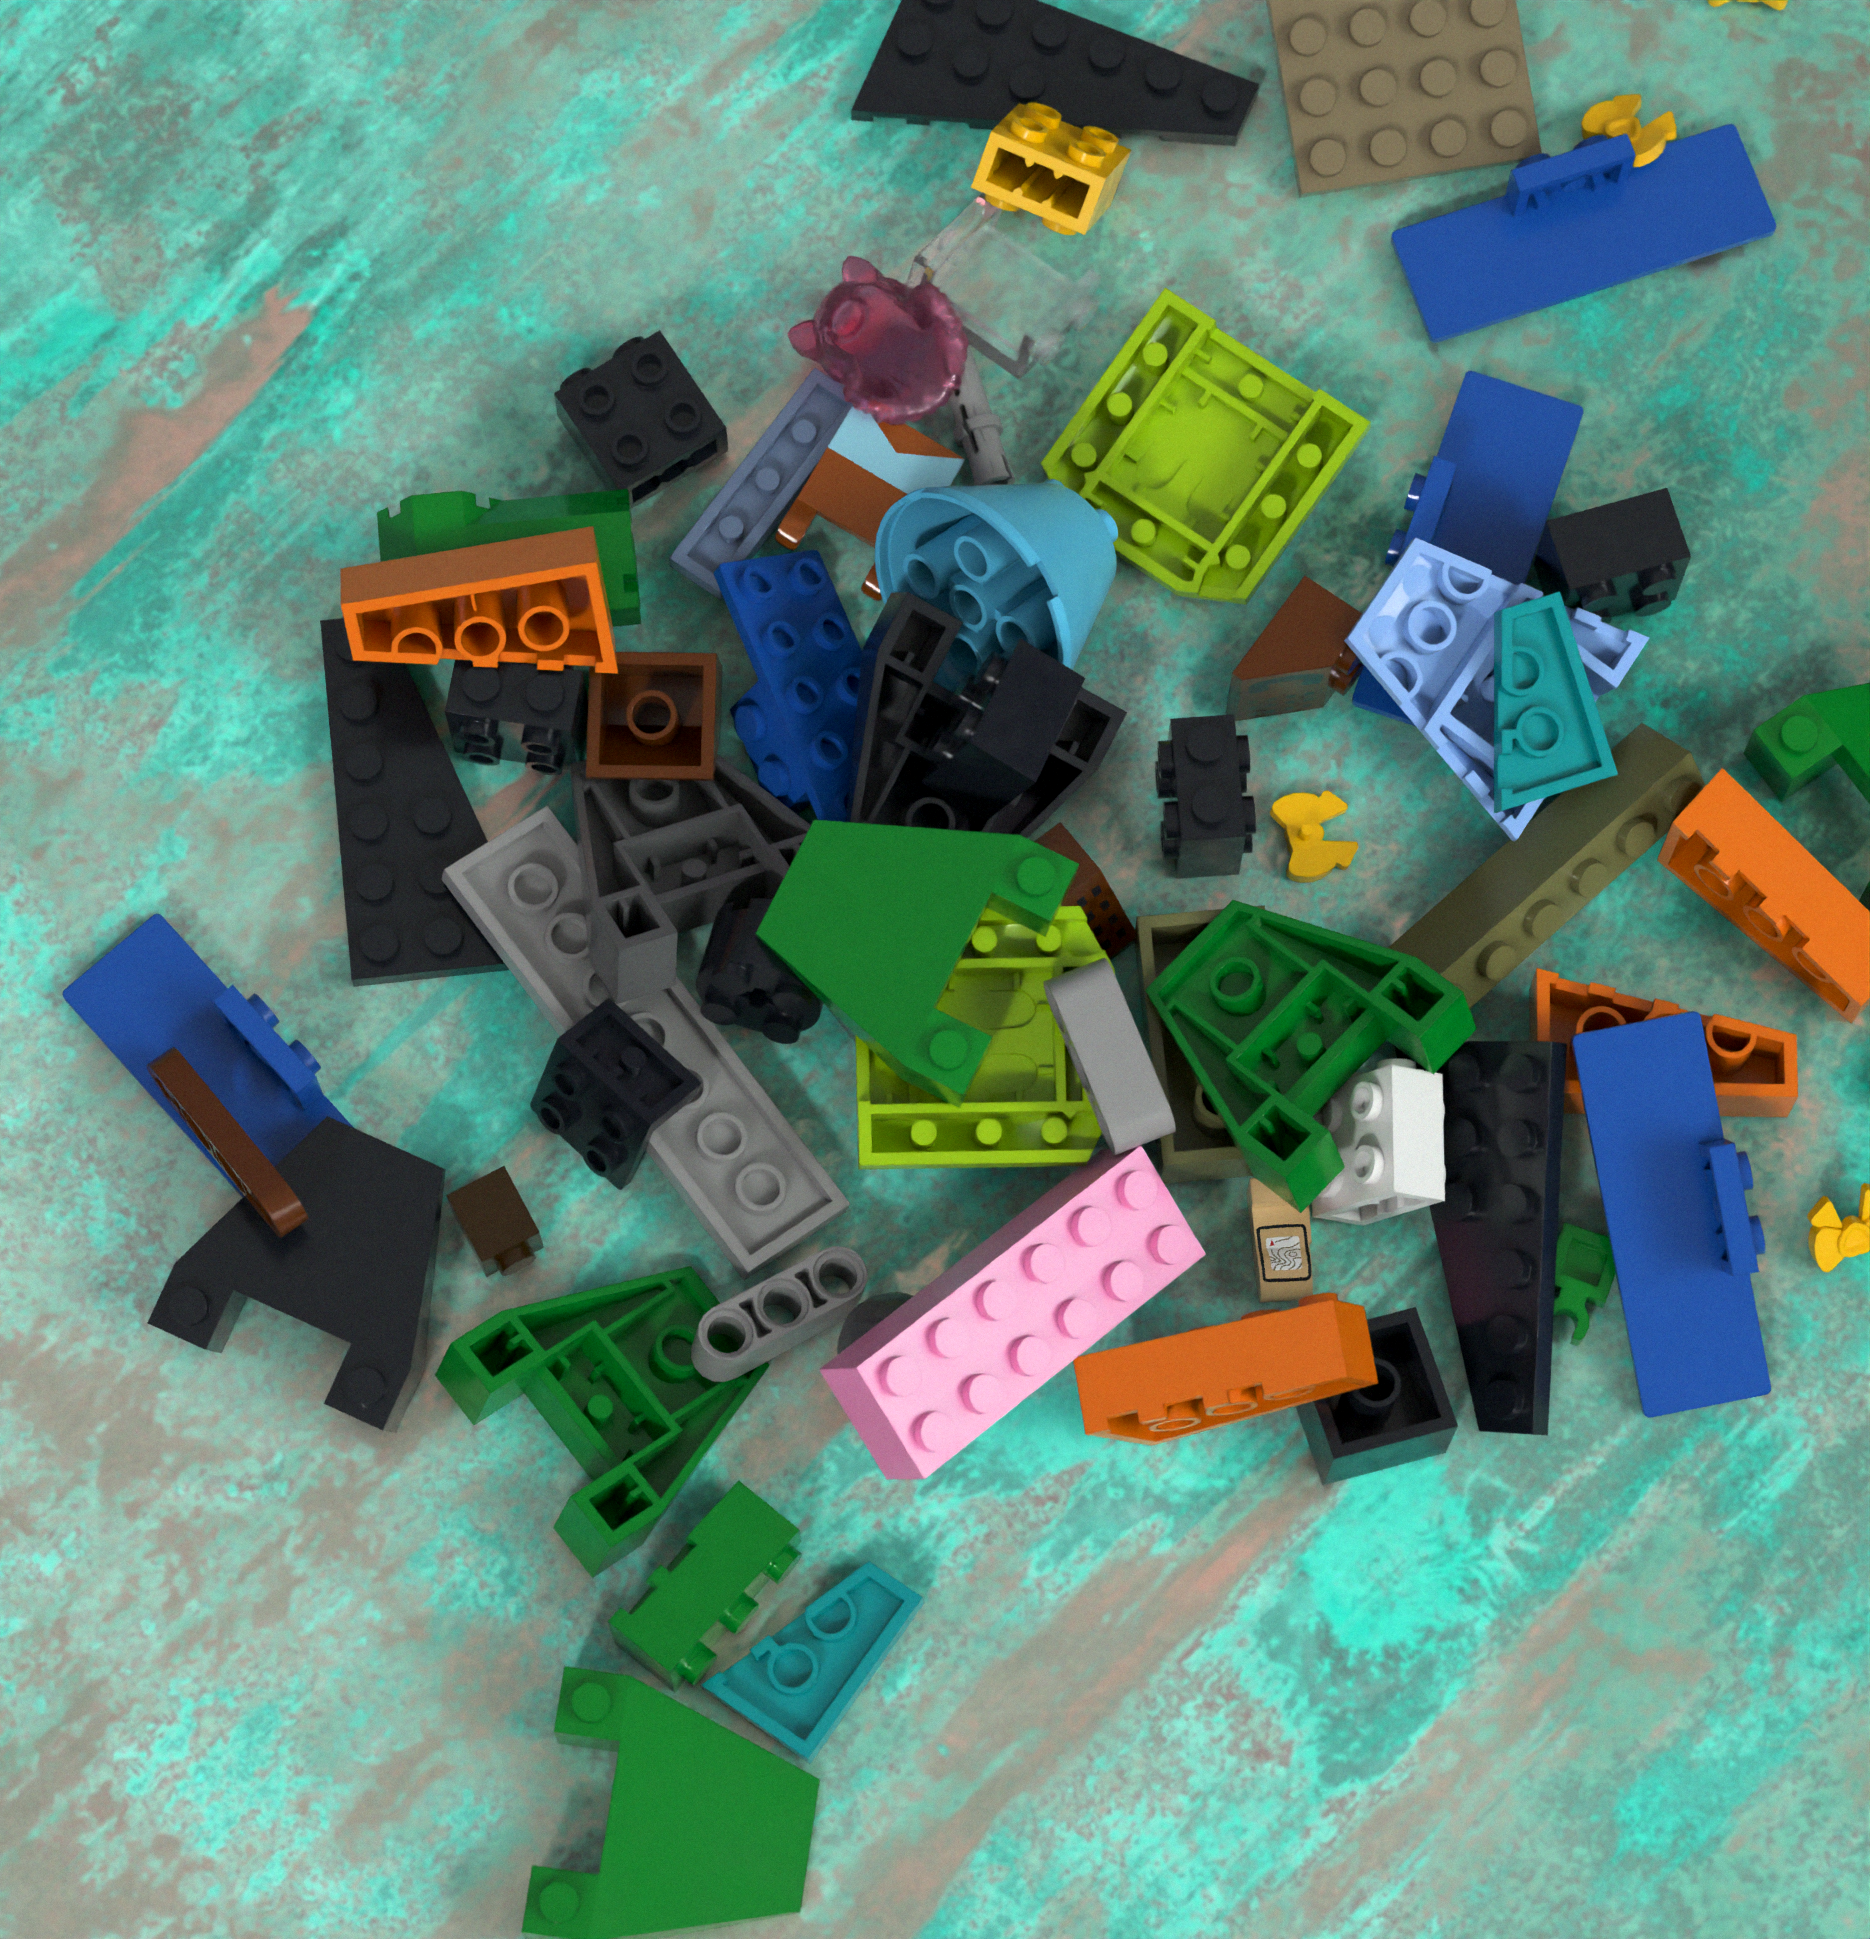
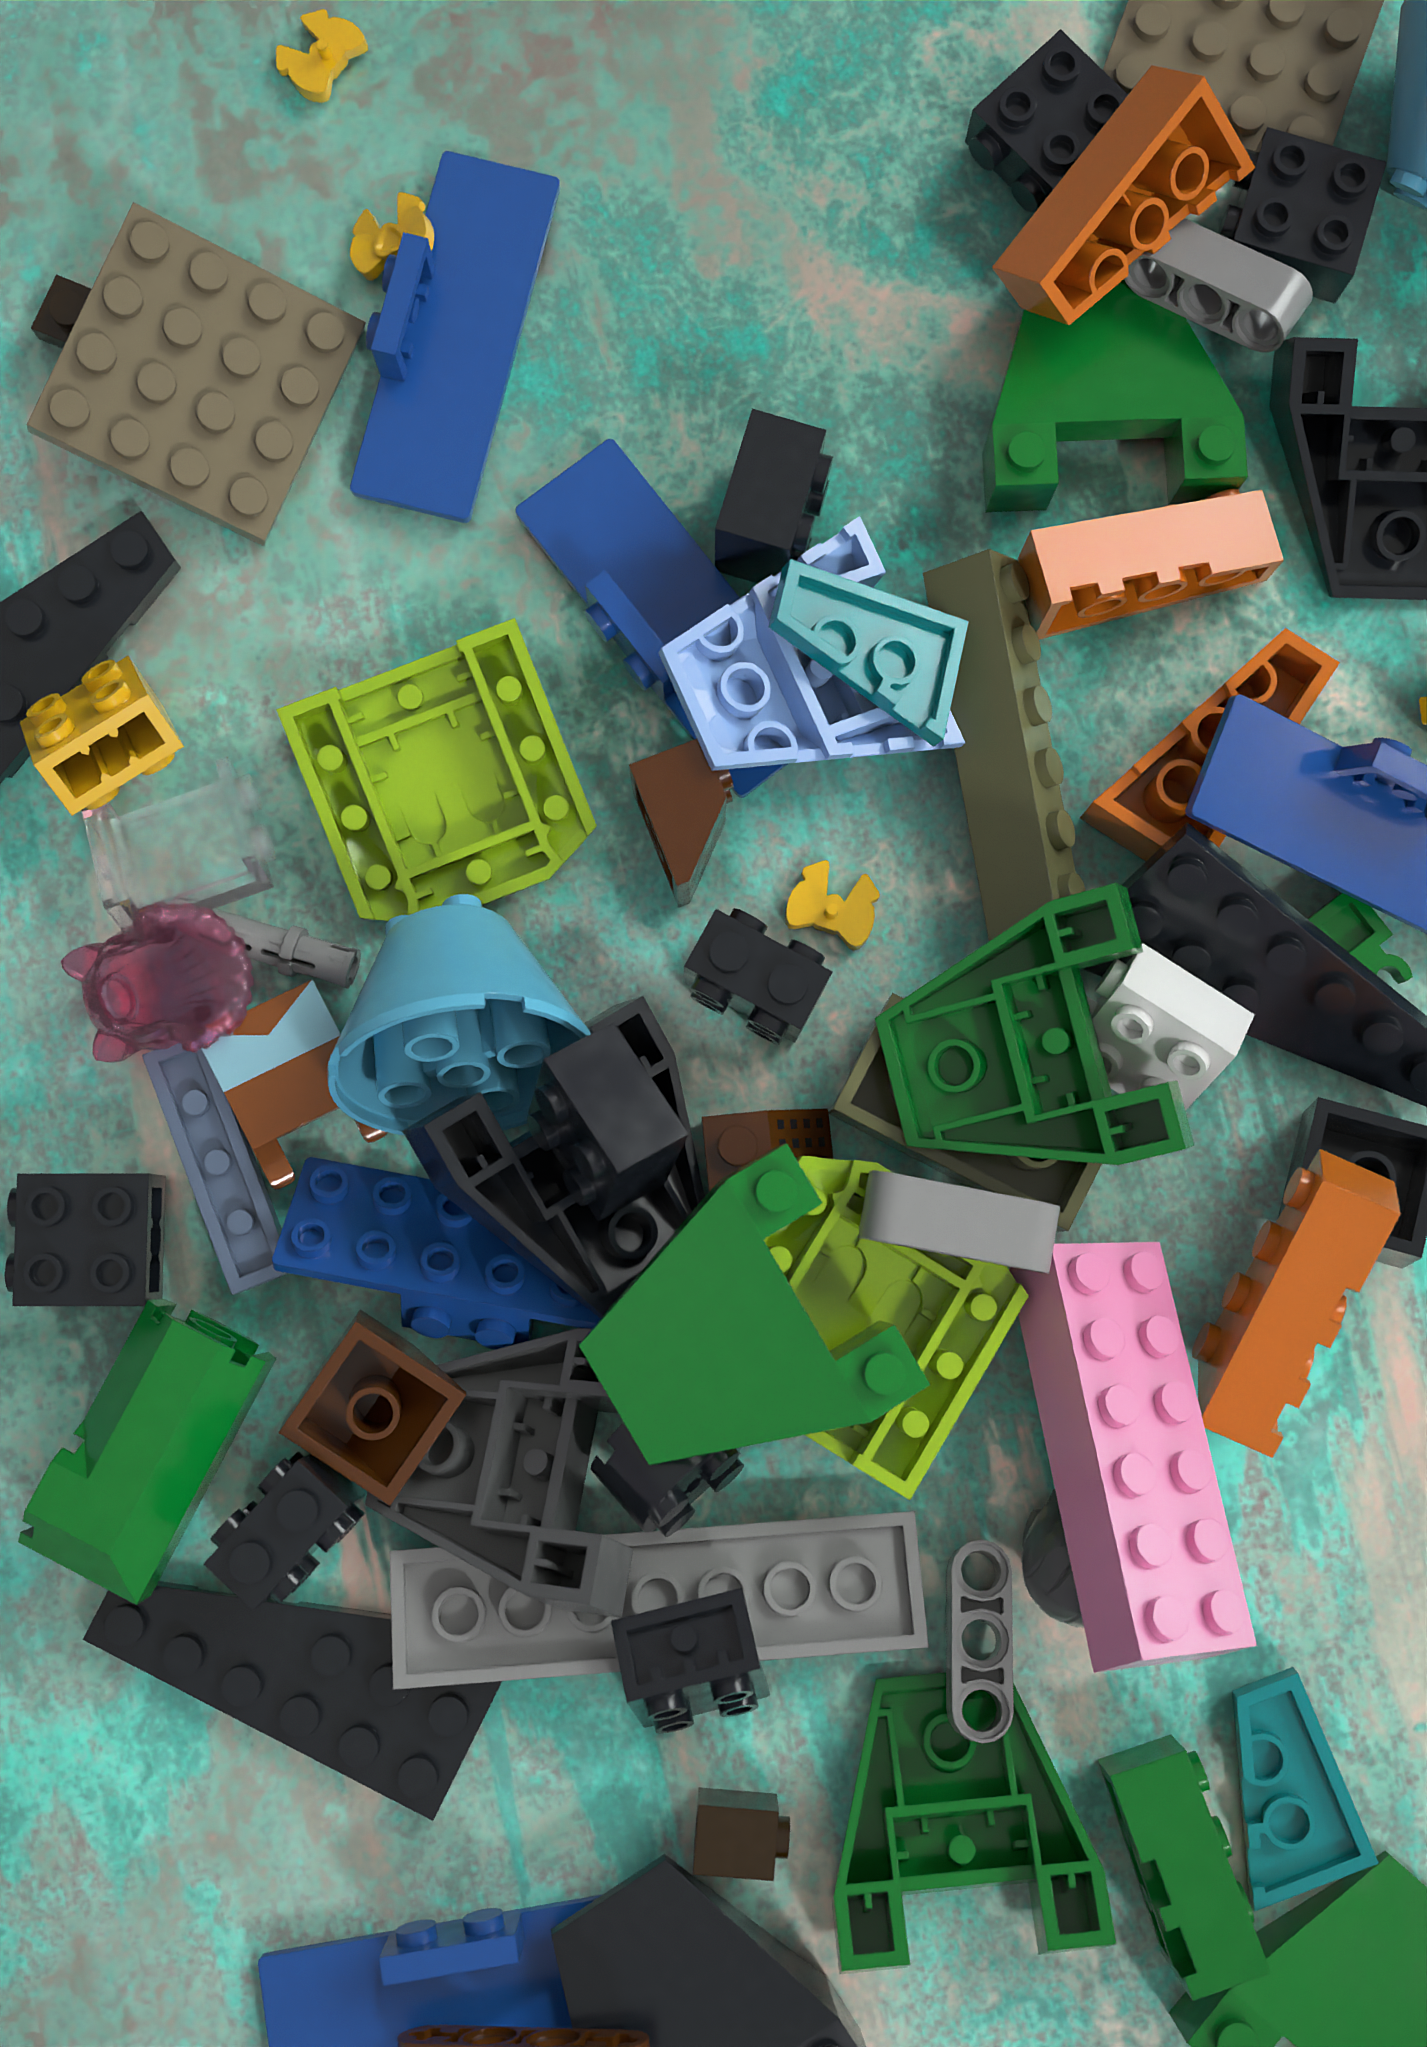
camera: 60 degrees left, 10 degrees up
(485, 604) = (176, 1519): orange wedge -> none
(1279, 1246) = (1186, 1176): tan leg -> none

